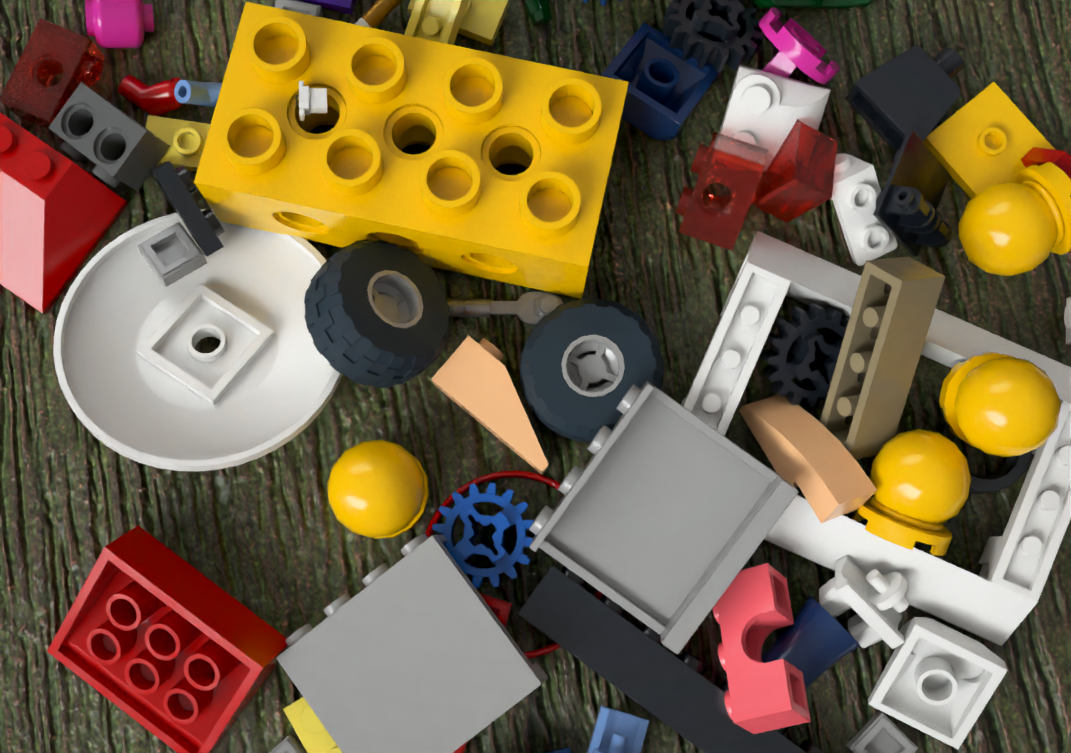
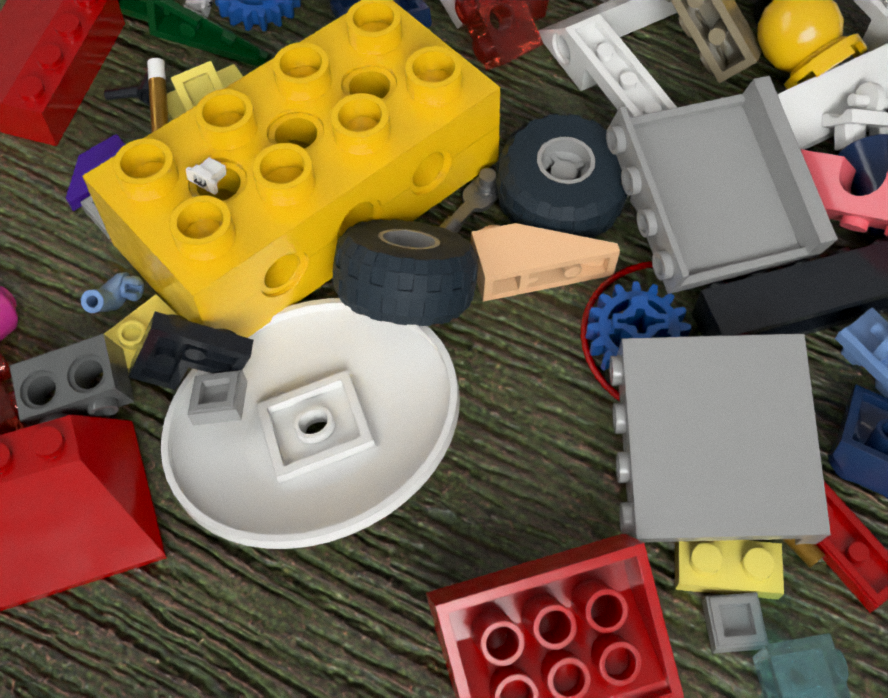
camera: 55 degrees left, 20 degrees down
(152, 99) = (77, 327): red arm -> none
(378, 489) = (544, 376): yellow tile -> none
(804, 354) = (660, 46): black gear -> none
(808, 457) = (736, 74): light nougat slope -> none

